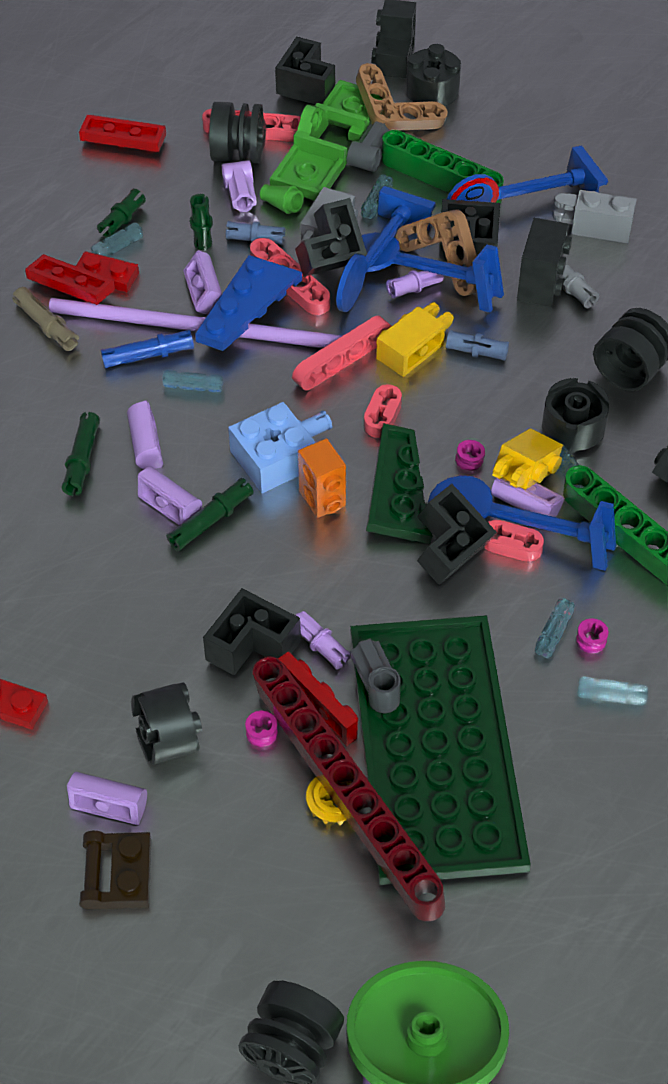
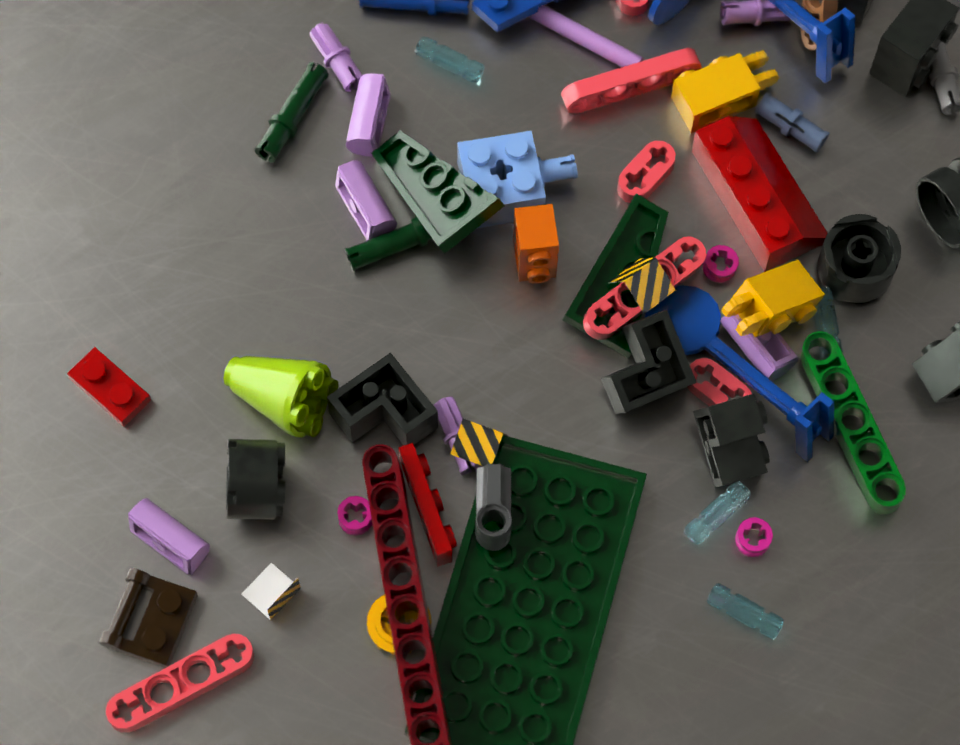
camera: 20 degrees right, 15 degrees up
(101, 405) = (336, 56): none -> lavender axle
(160, 650) = (283, 390): none -> lime cone
(170, 915) = (183, 688): none -> coral beam
(214, 812) = (271, 591): none -> white sticker
(225, 467) = (435, 191): none -> wing
(339, 635) = (476, 443): none -> sticker
(421, 484) = (676, 276): none -> coral beam
(423, 477) = (646, 282): none -> sticker
(471, 397) = (757, 190): none -> red slope
(539, 562) = (731, 439): none -> pearl dark grey brick

